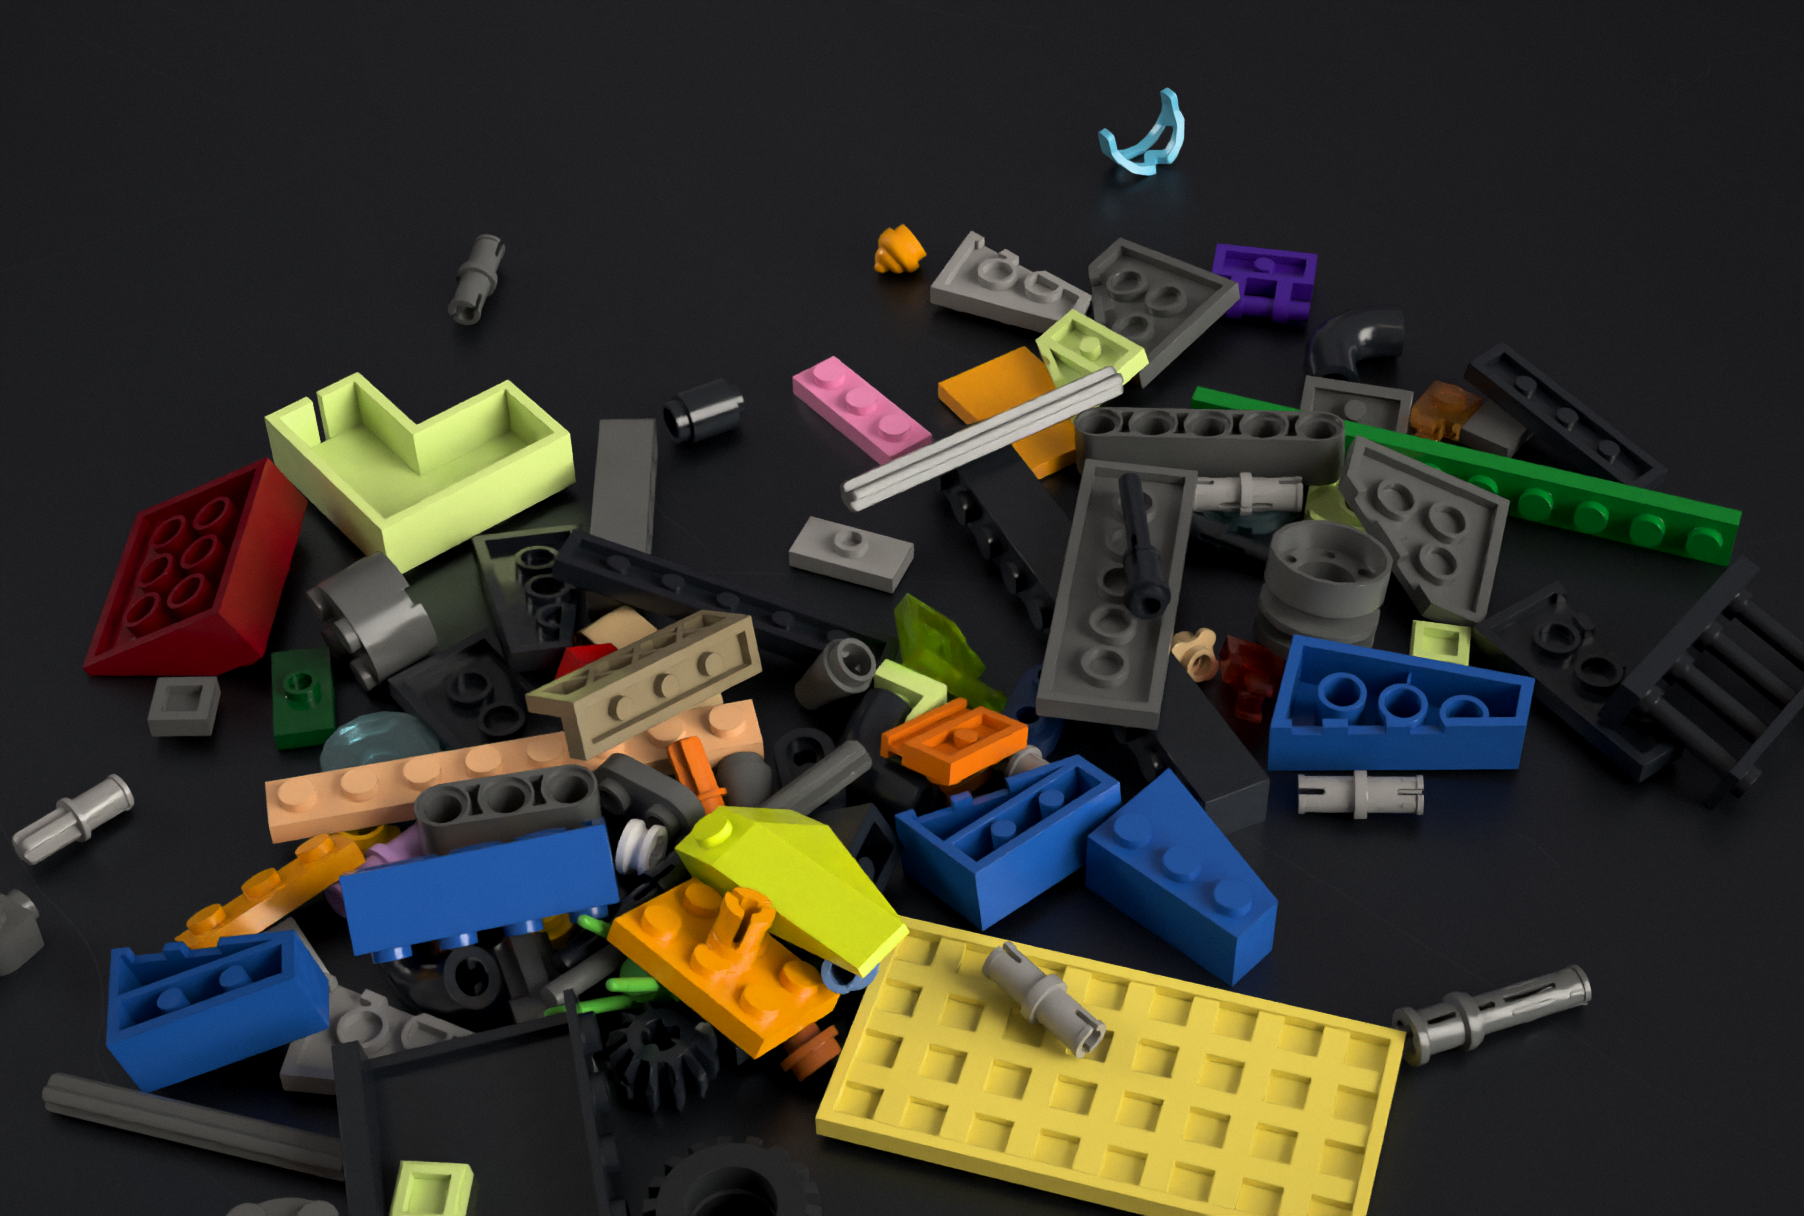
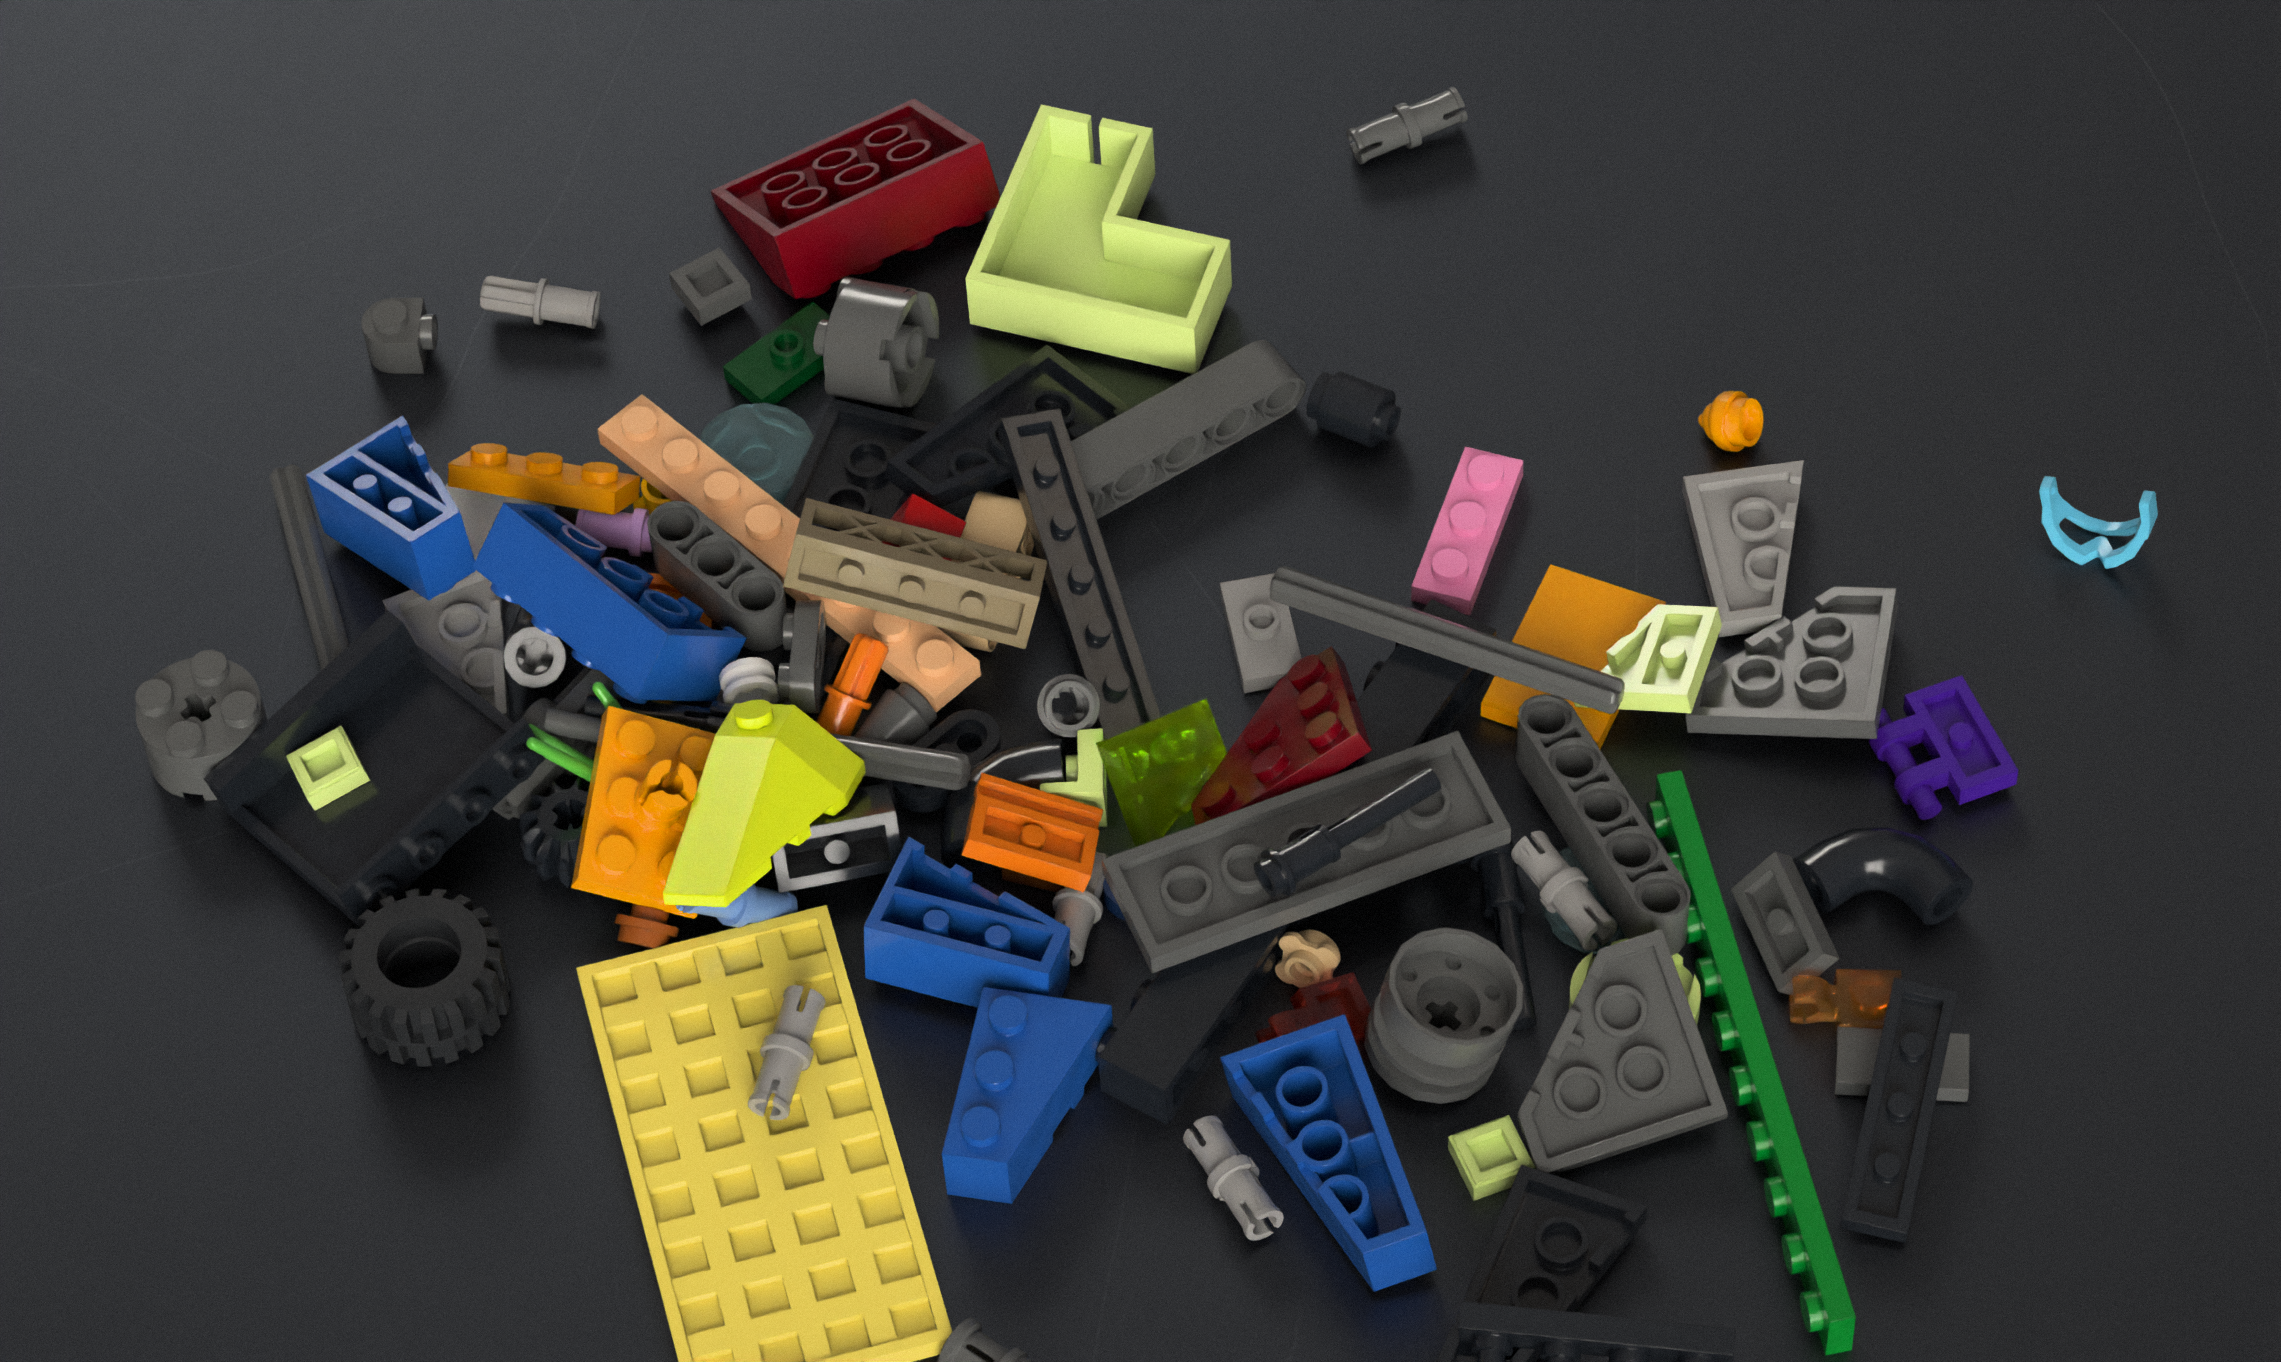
camera: 60 degrees right, 10 degrees up
(994, 572) = (1295, 738): none -> dark red plate

